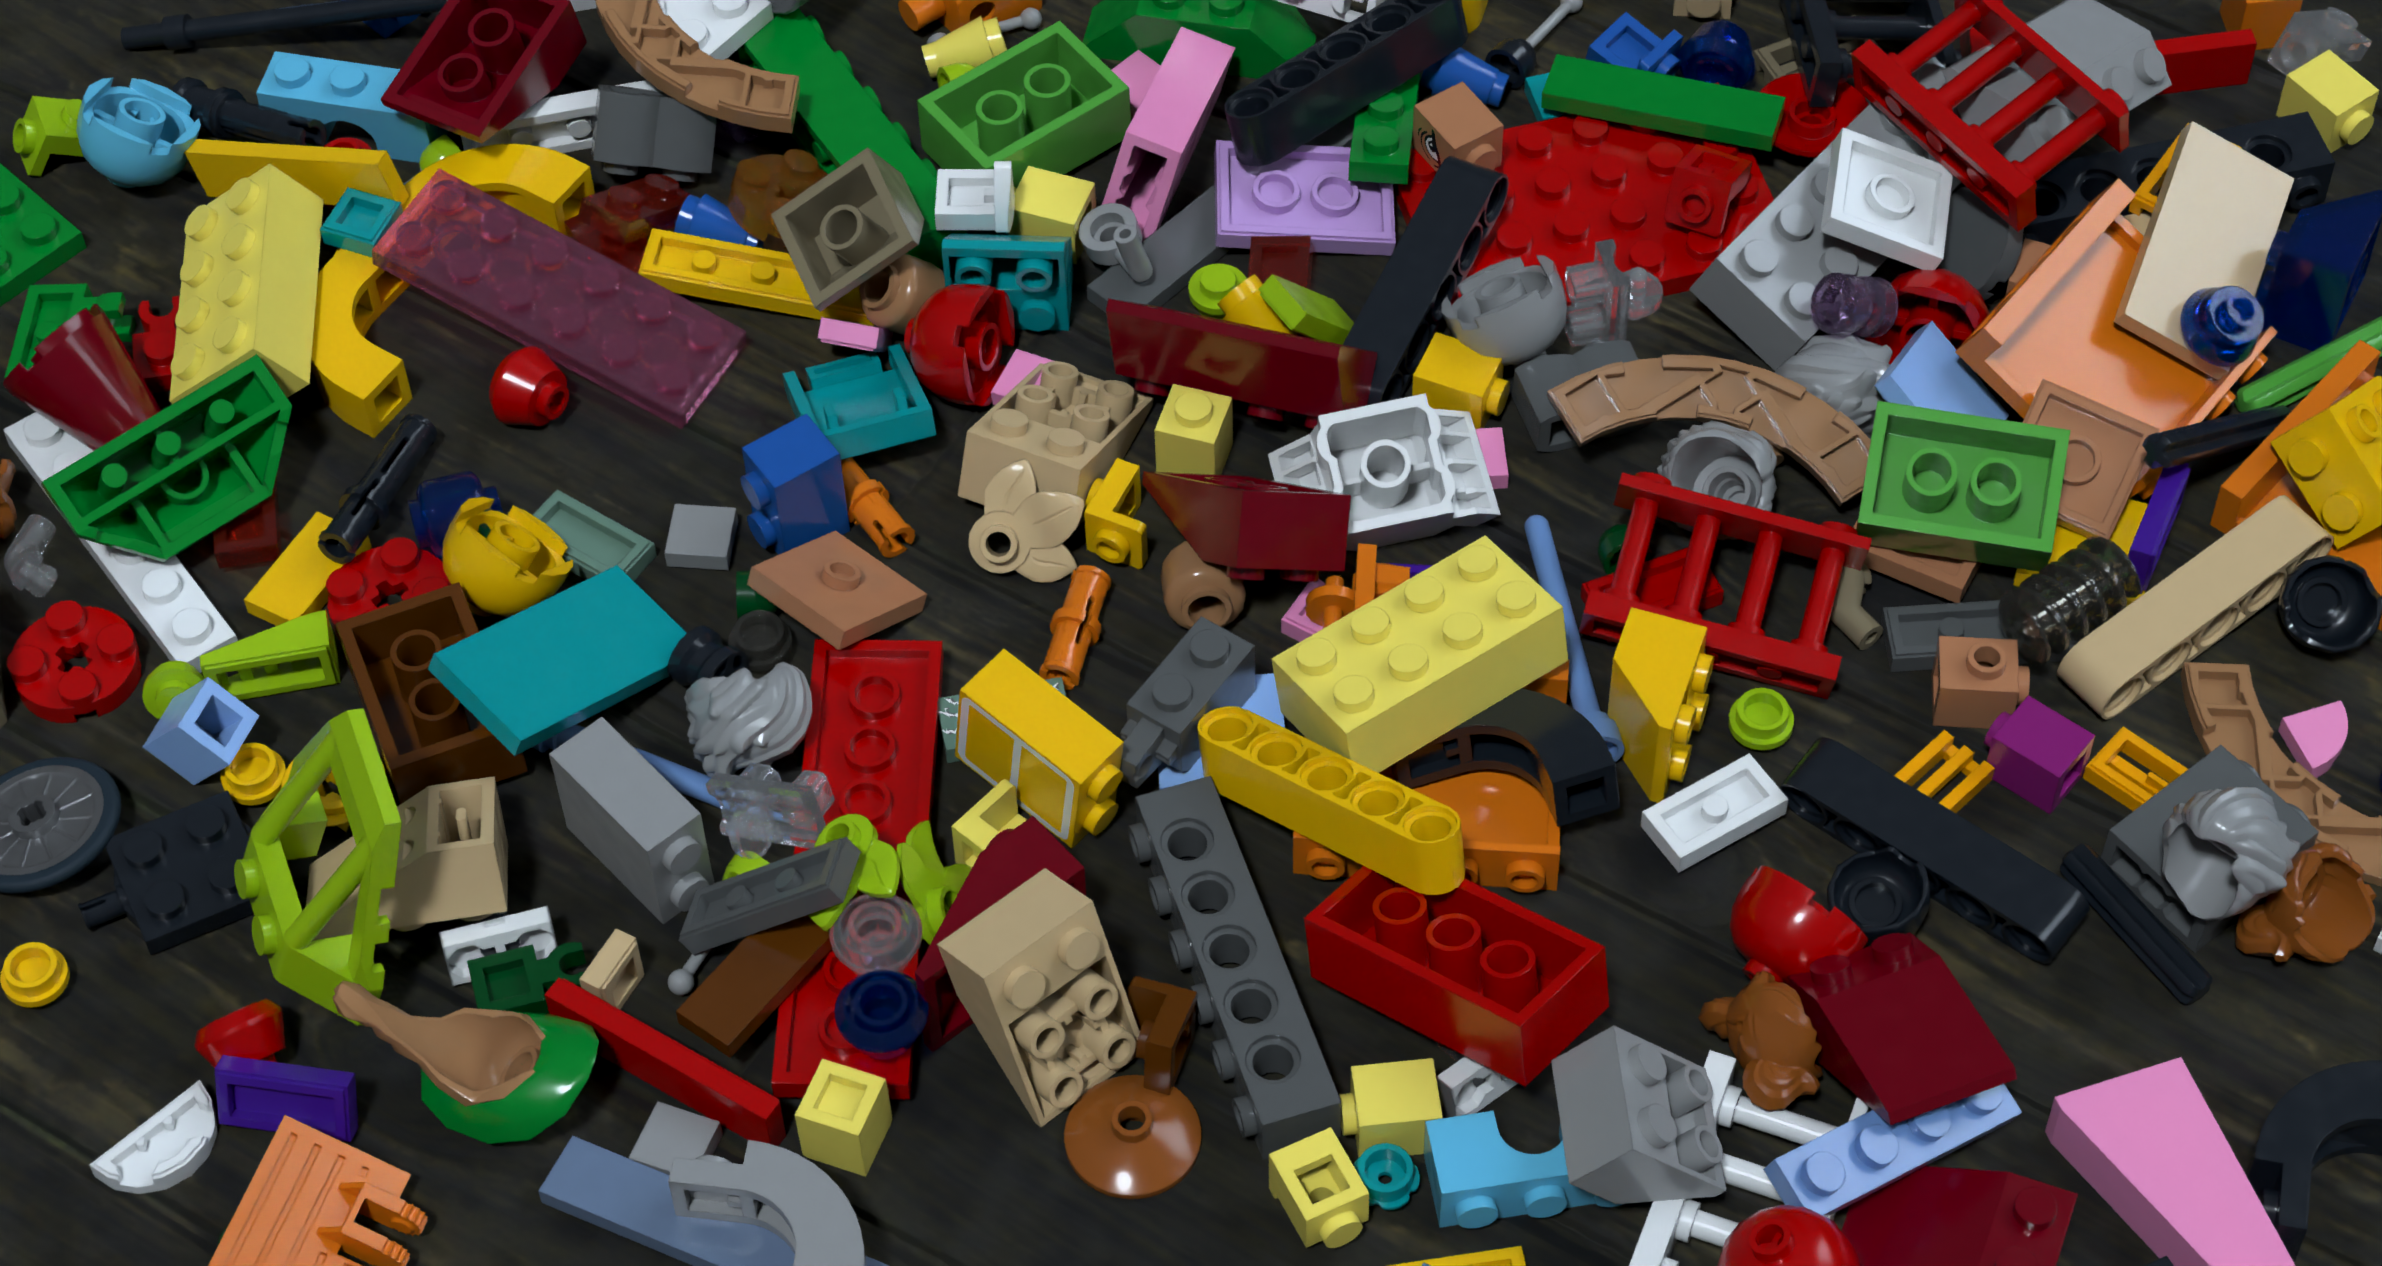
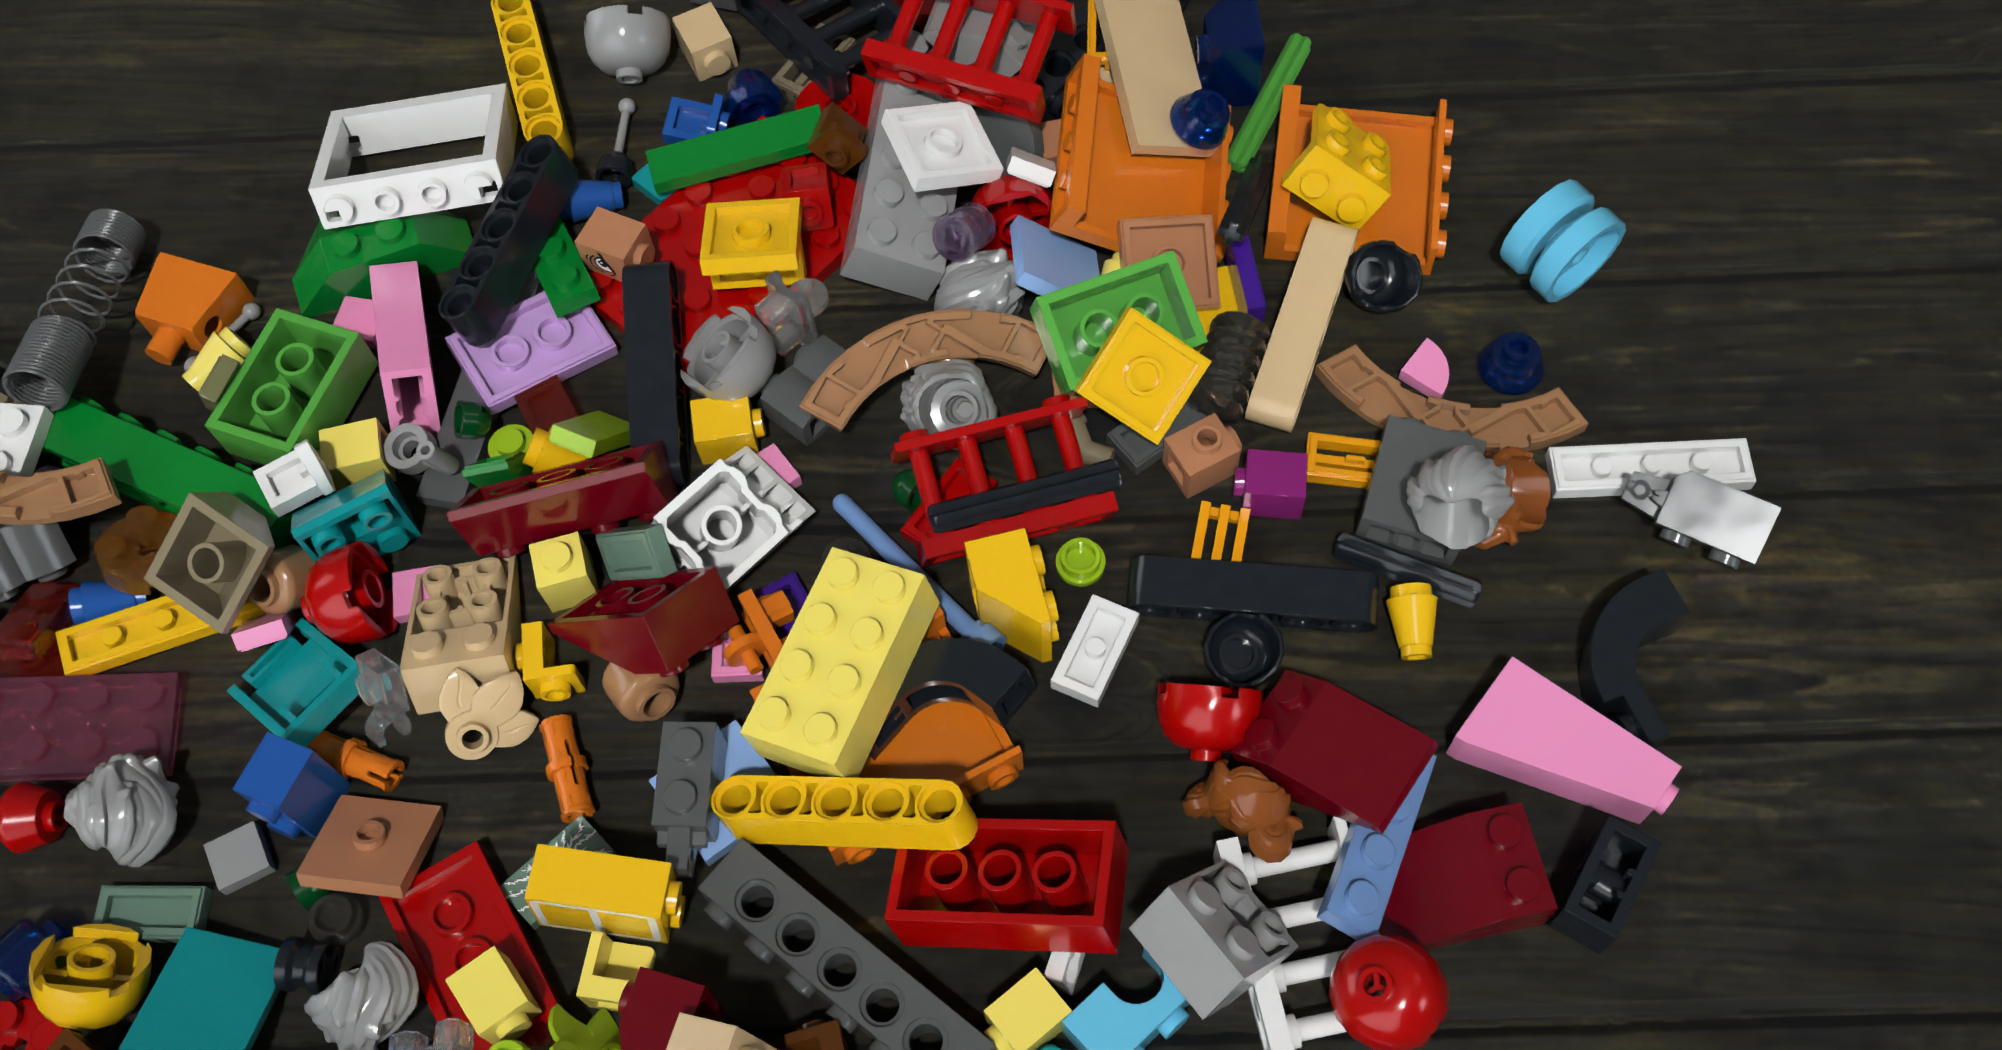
camera: 30 degrees left, 10 degrees up
(625, 425) = (125, 808): none -> light grey hair
(873, 776) = (494, 997): none -> light yellow brick
(939, 445) = (384, 688): none -> clear plate
(957, 63) = (218, 381): none -> olive tile
(1185, 297) = (496, 469): none -> green slope
(1192, 237) = (471, 420): none -> dark green hinge
(1279, 450) = (636, 552): none -> sand green tile
(1608, 195) = (752, 240): none -> yellow bracket
(1737, 607) = (1024, 496): none -> black axle
(1781, 143) = (838, 139): none -> reddish brown bracket
(1950, 548) = (1142, 375): none -> yellow tile
(1979, 276) = (1030, 167): none -> white tile
(2102, 972) = (1413, 619): none -> yellow cone

